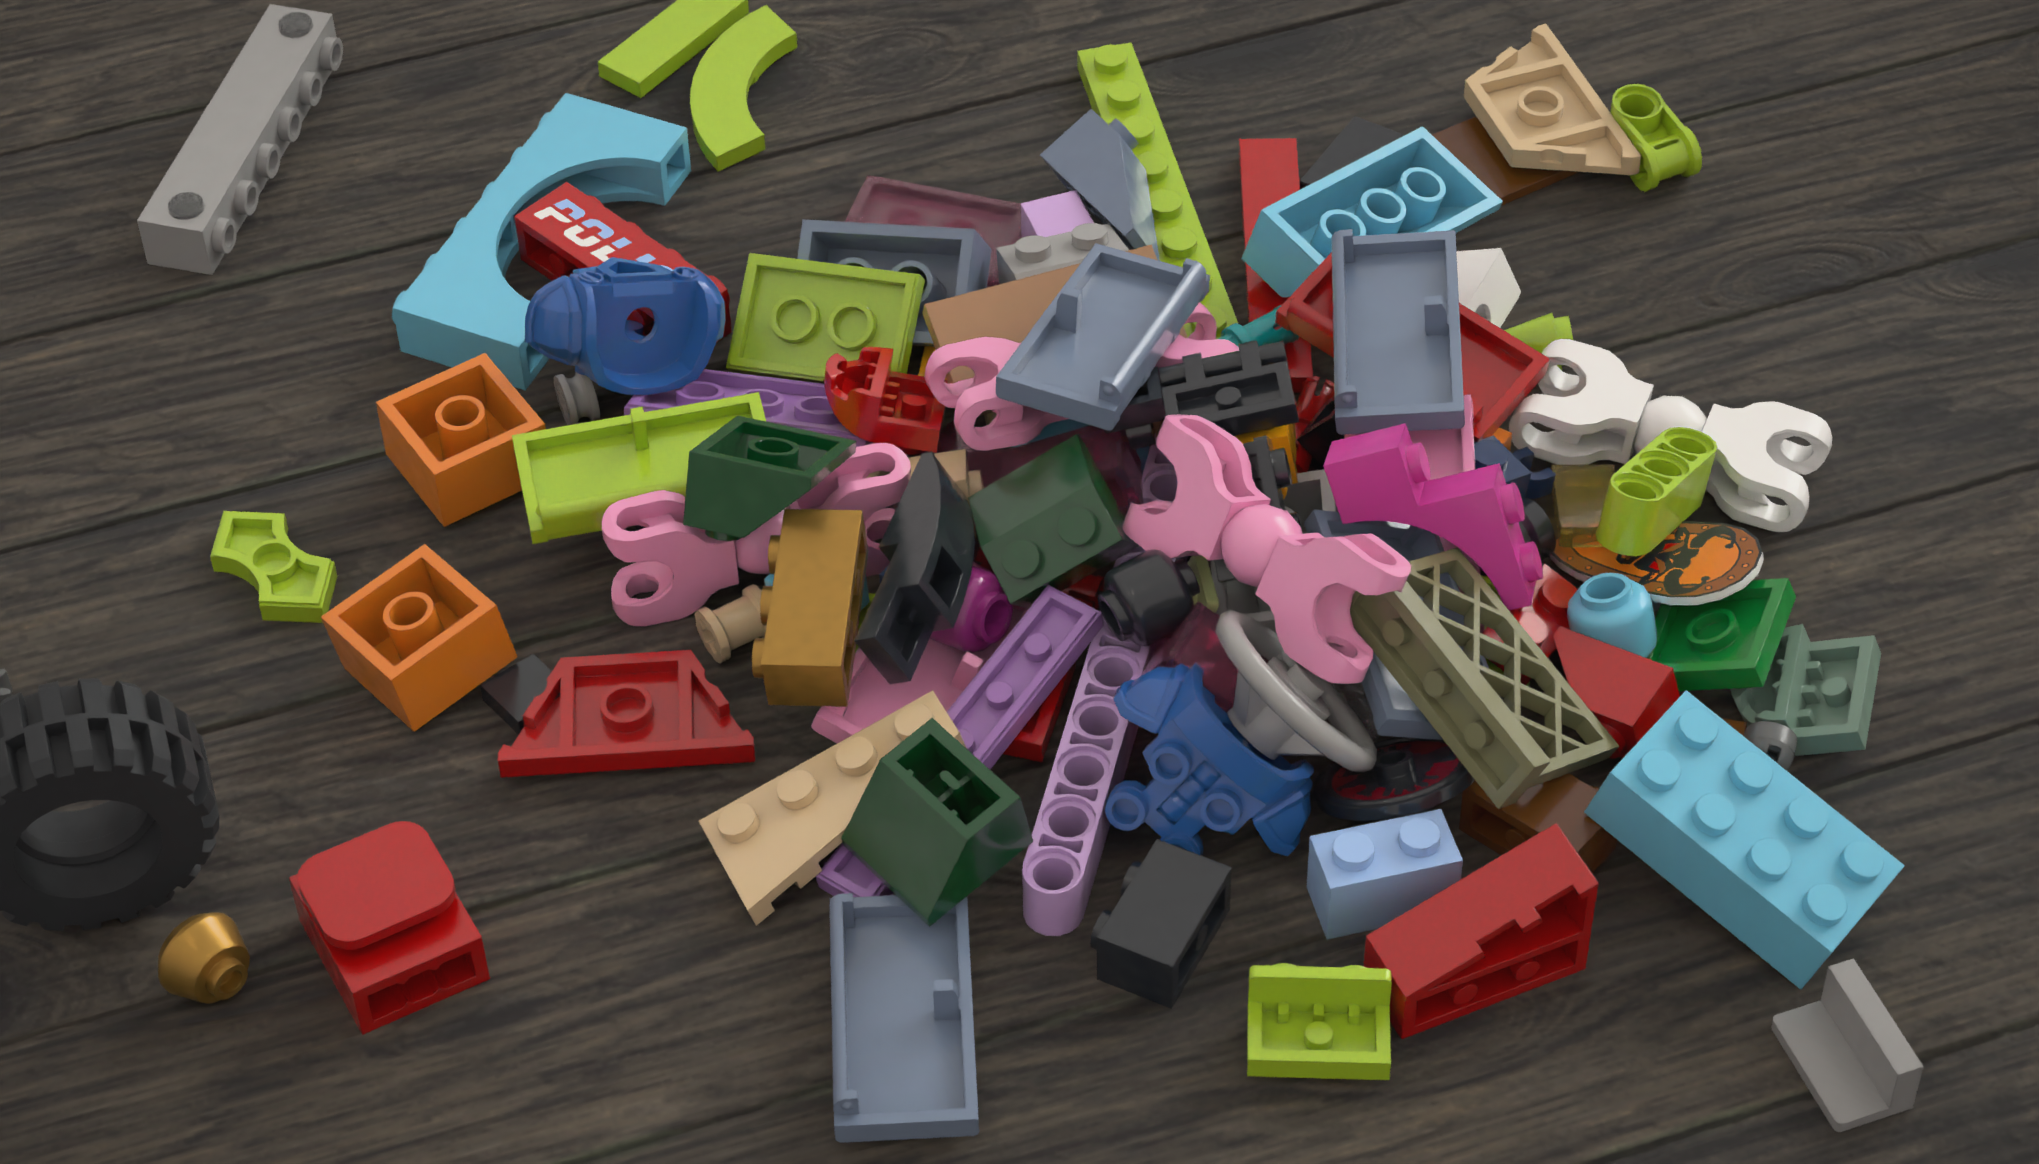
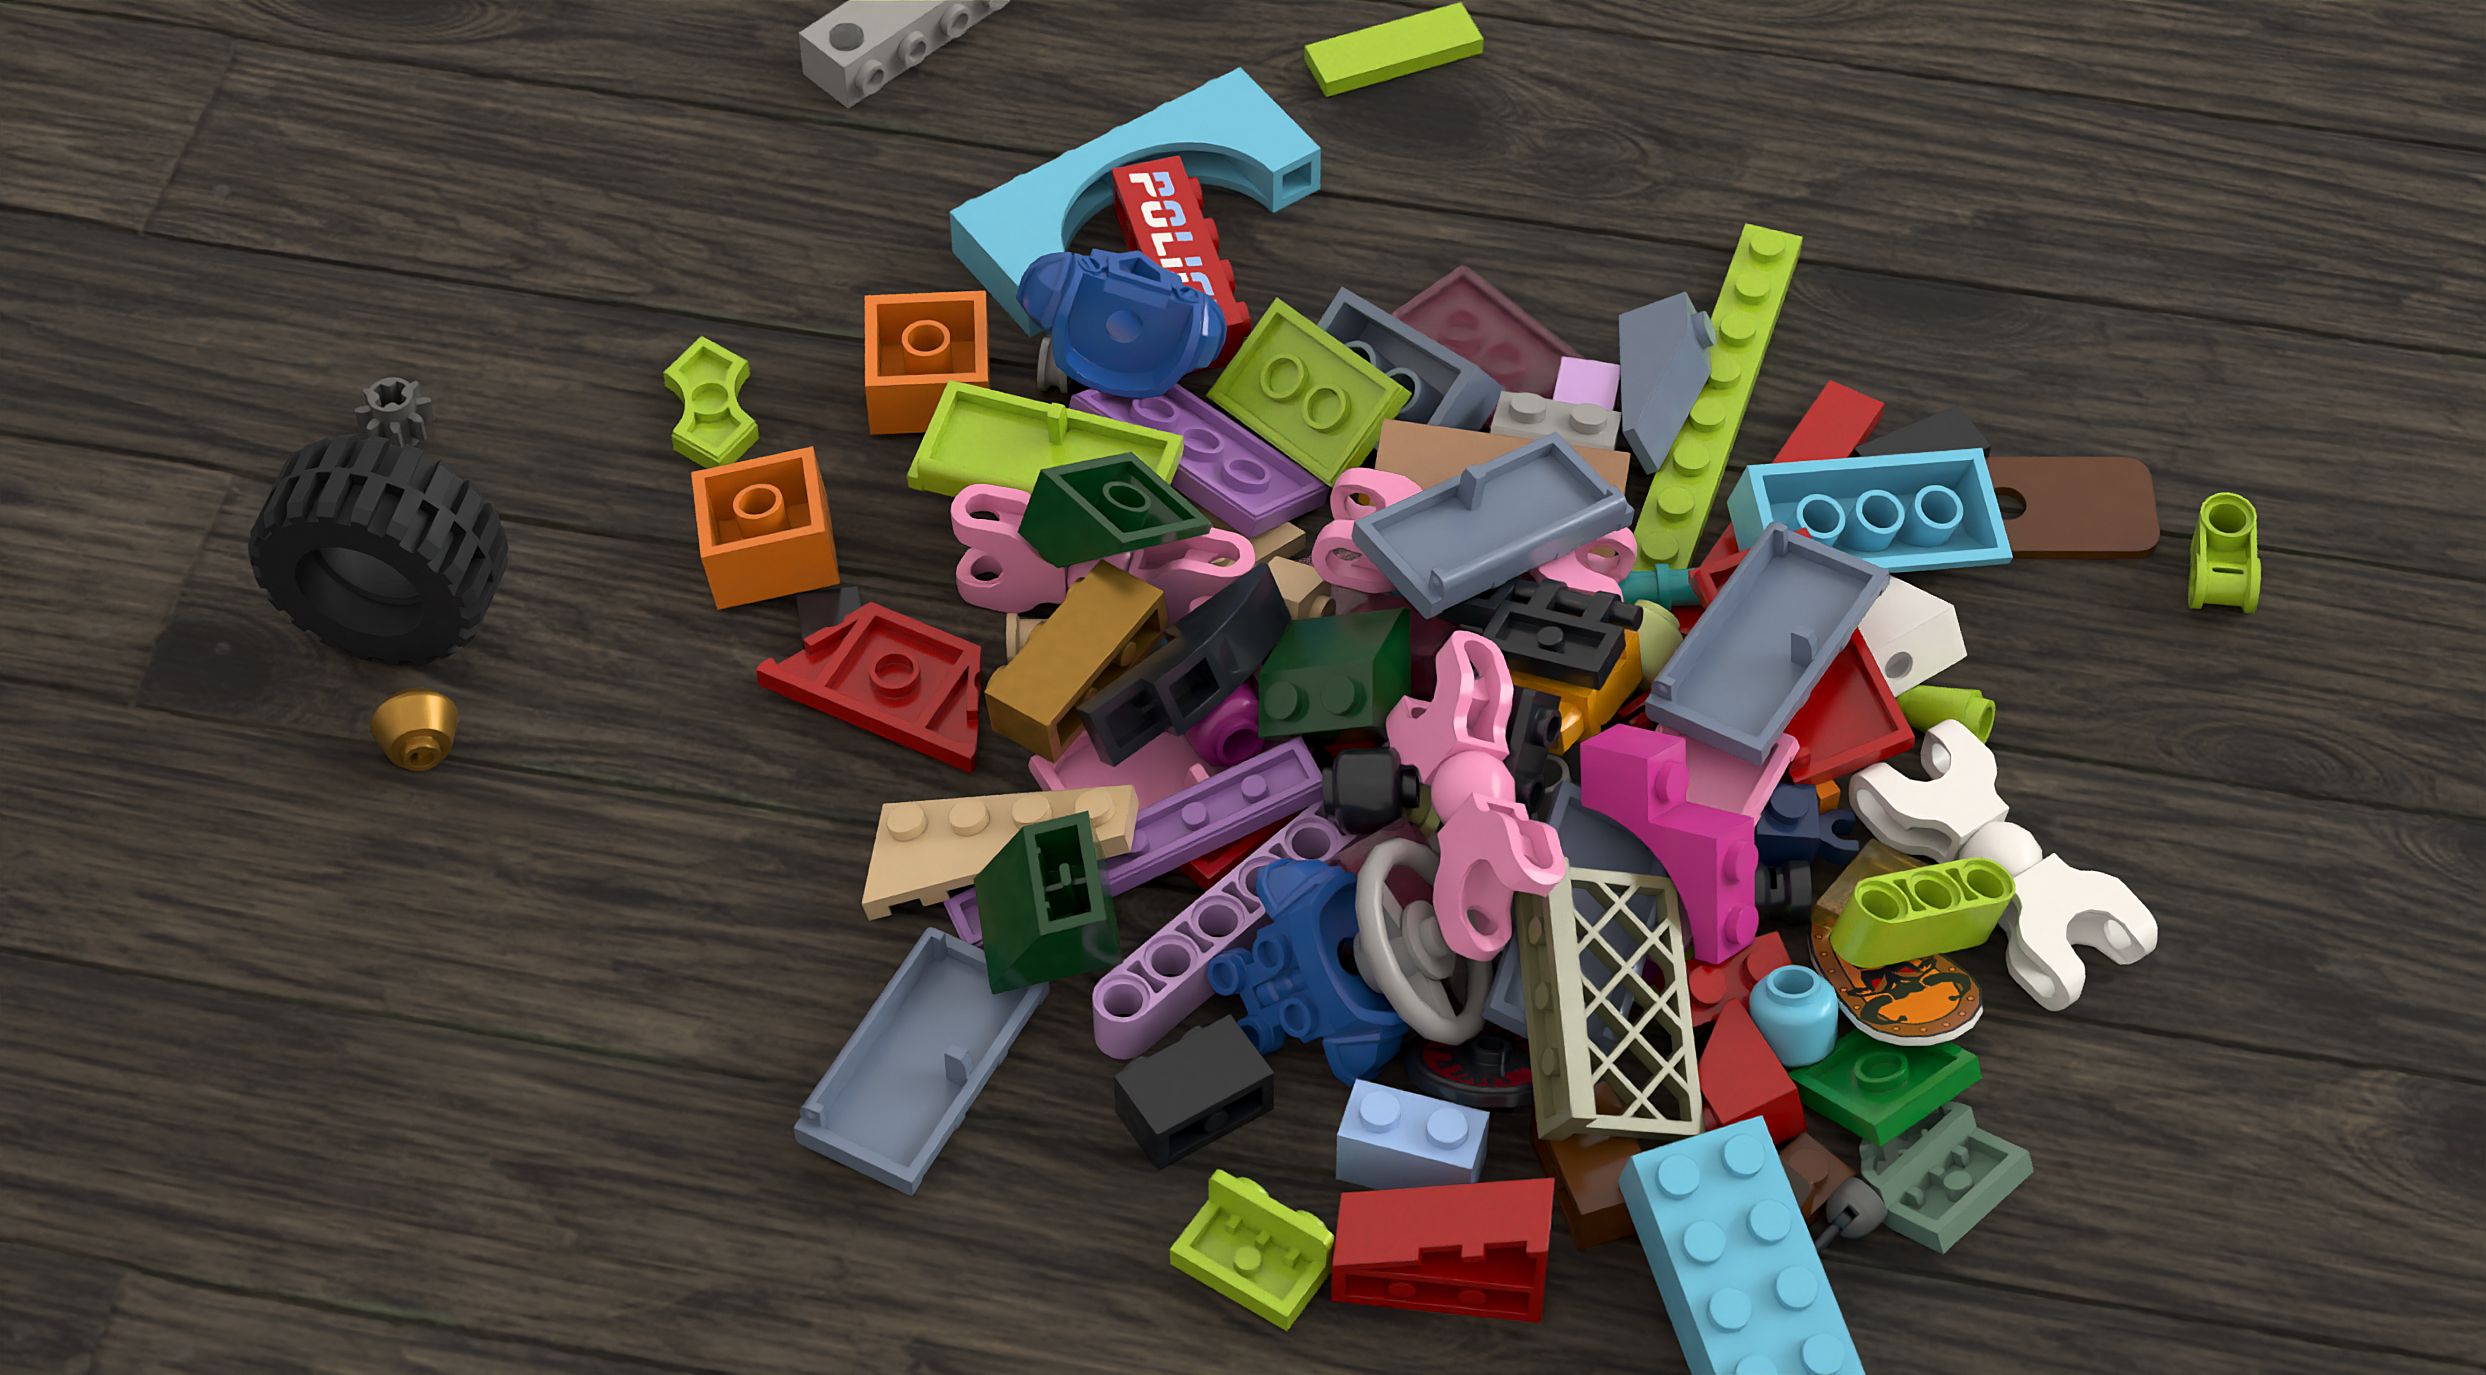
camera: 30 degrees right, 5 degrees up
(388, 924) = (571, 770): red brick -> none
(723, 82) = (1403, 112): lime tile -> none
(883, 403) = (1288, 490): red slope -> none
(1547, 112) = (2143, 483): tan wing -> none

